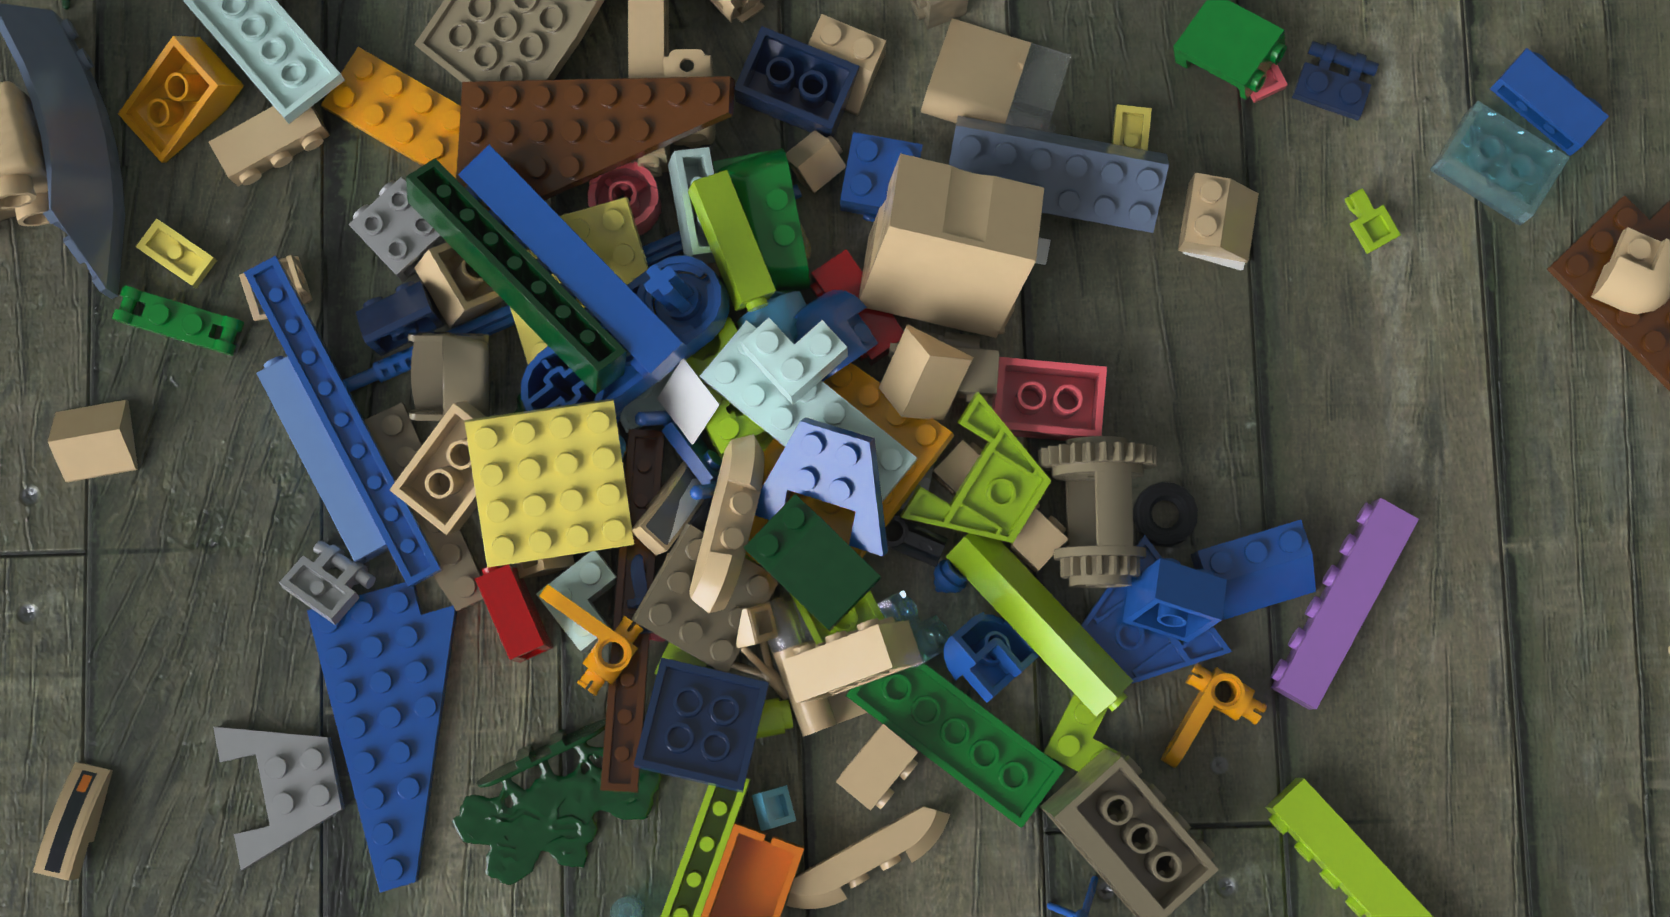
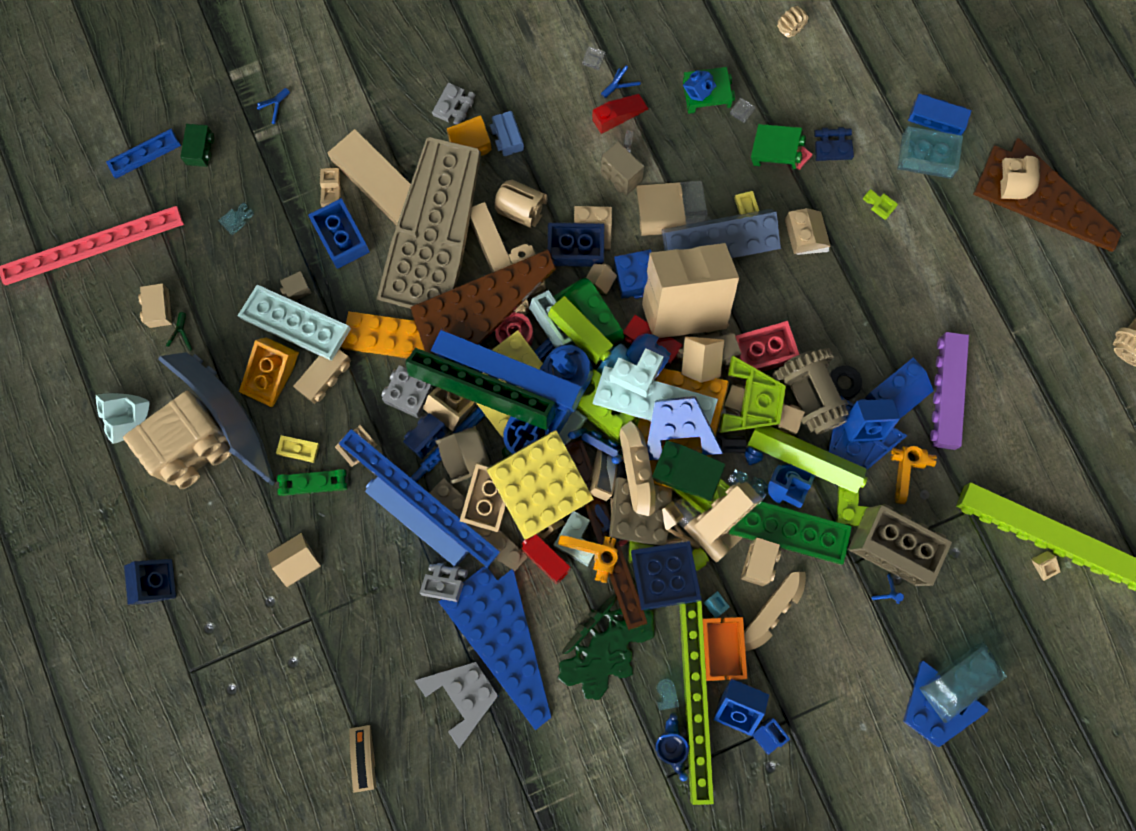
camera: 20 degrees left, 5 degrees down
(688, 401) = (590, 418): white sticker -> none

